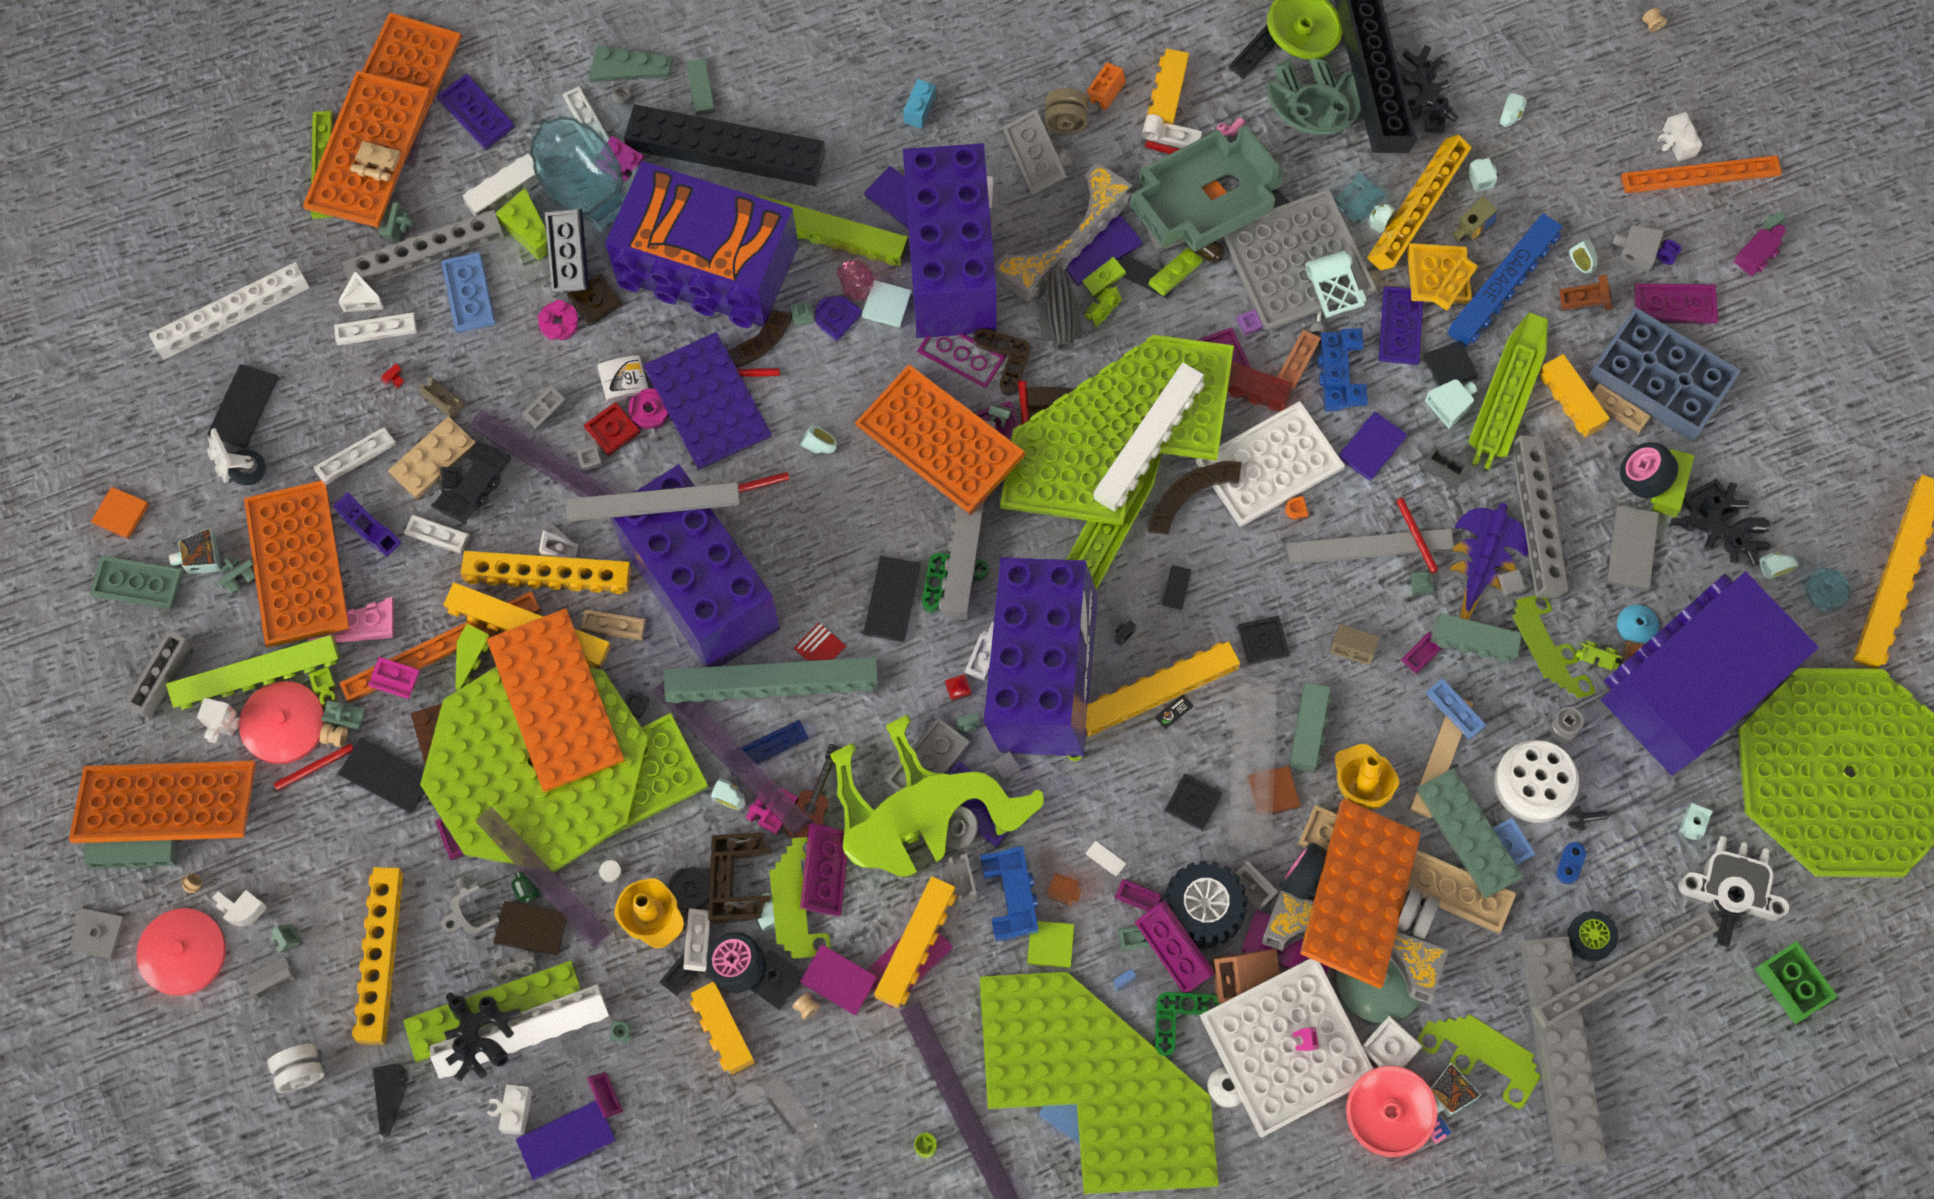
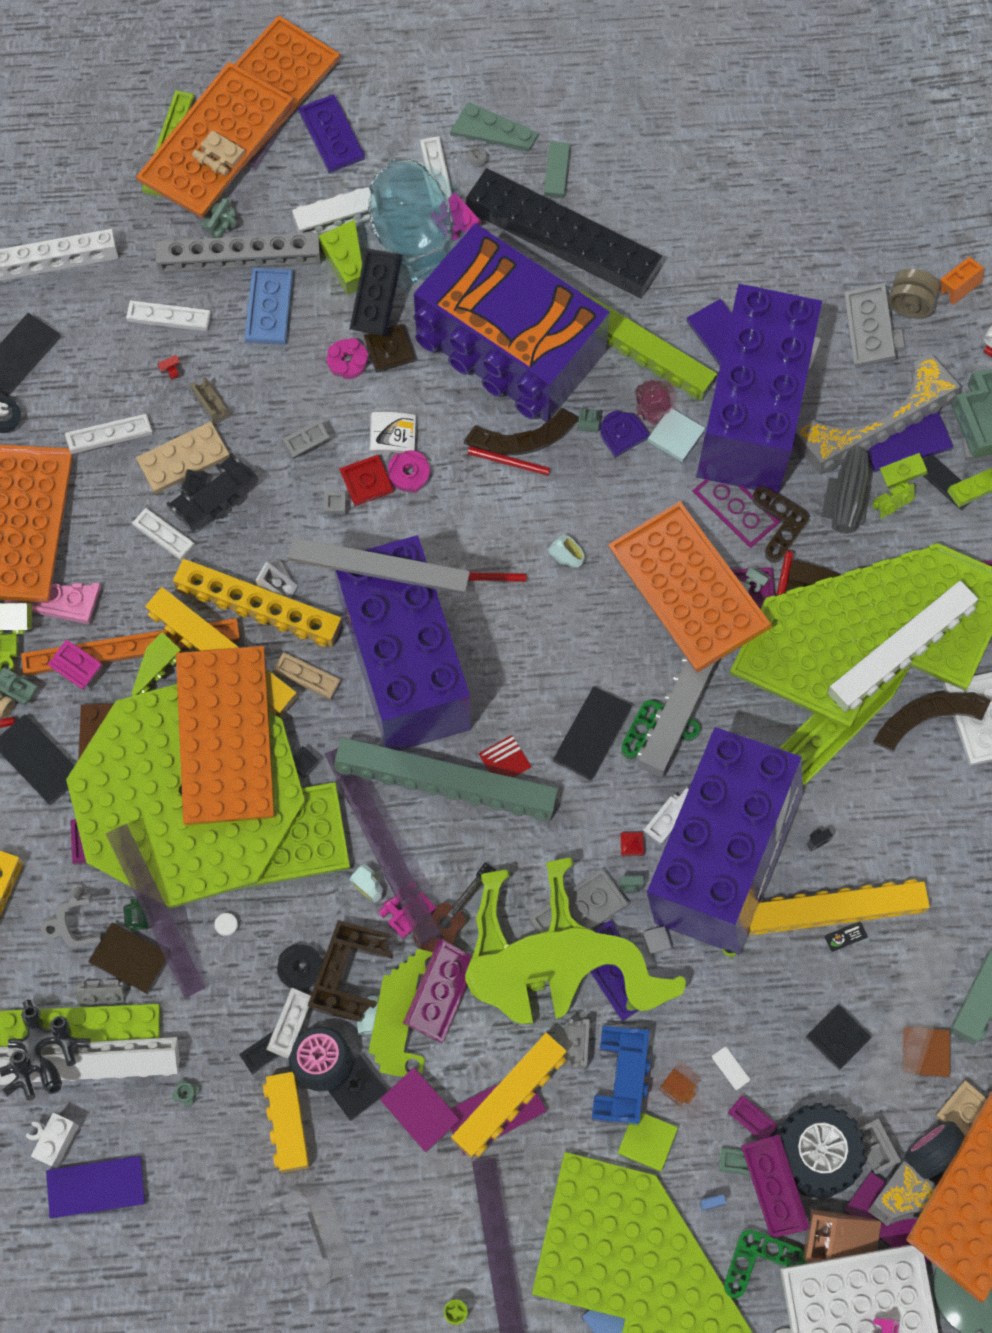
camera: 15 degrees right, 0 degrees up
(359, 296) = (162, 280): white slope -> none
(366, 526) = (97, 505): dark purple arch -> none
(537, 456) = (285, 487): clear purple plate -> none
(604, 1094) = (148, 1153): magenta tile -> none
(649, 913) = (250, 981): yellow piece -> none
(707, 401) = (468, 480): dark purple plate -> none
(775, 742) = (430, 844): clear blue tile -> none
(806, 1006) = (378, 1126): tan wheel -> none
(919, 103) = (768, 245): medium azure brick -> none
(961, 818) = (584, 1000): light grey dish -> none
(1176, 587) = (886, 808): black tile -> none
(1263, 640) = (960, 890): black tile -> none

